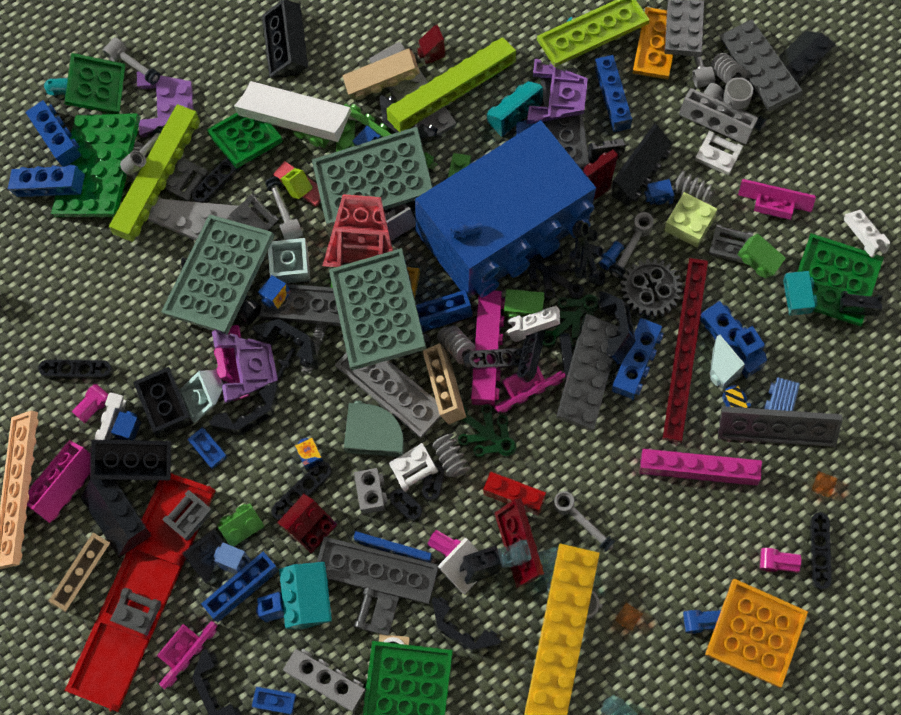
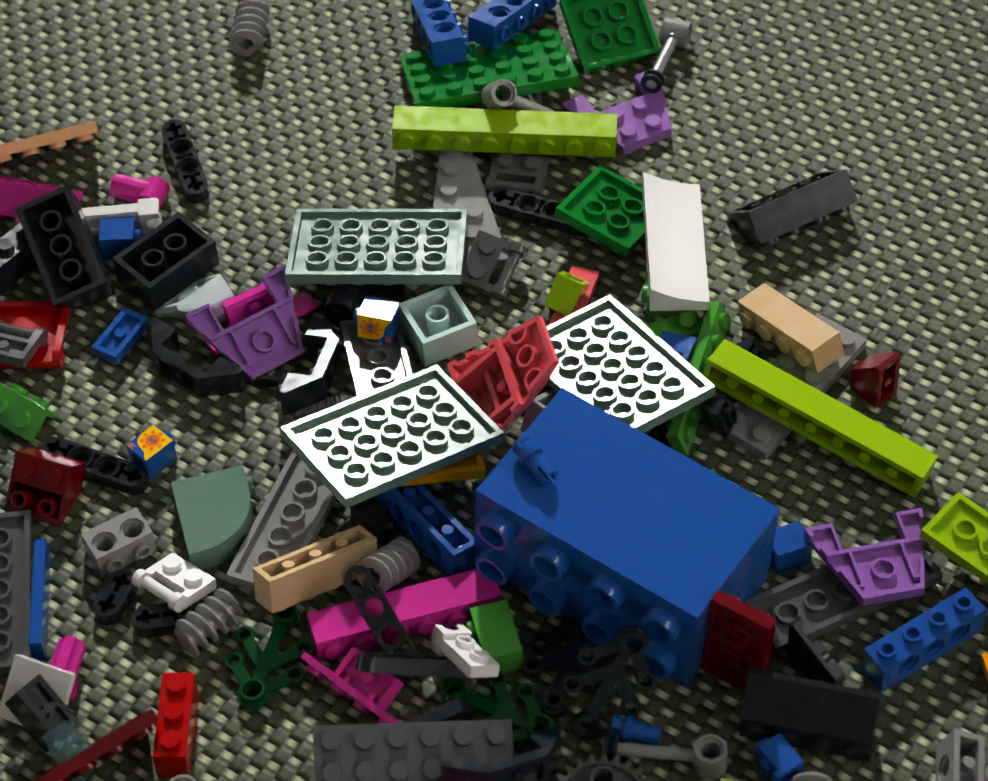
camera: 65 degrees right, 20 degrees down
(290, 228) = (495, 314): light grey piece -> none
(515, 107) = (814, 507): teal slope -> none

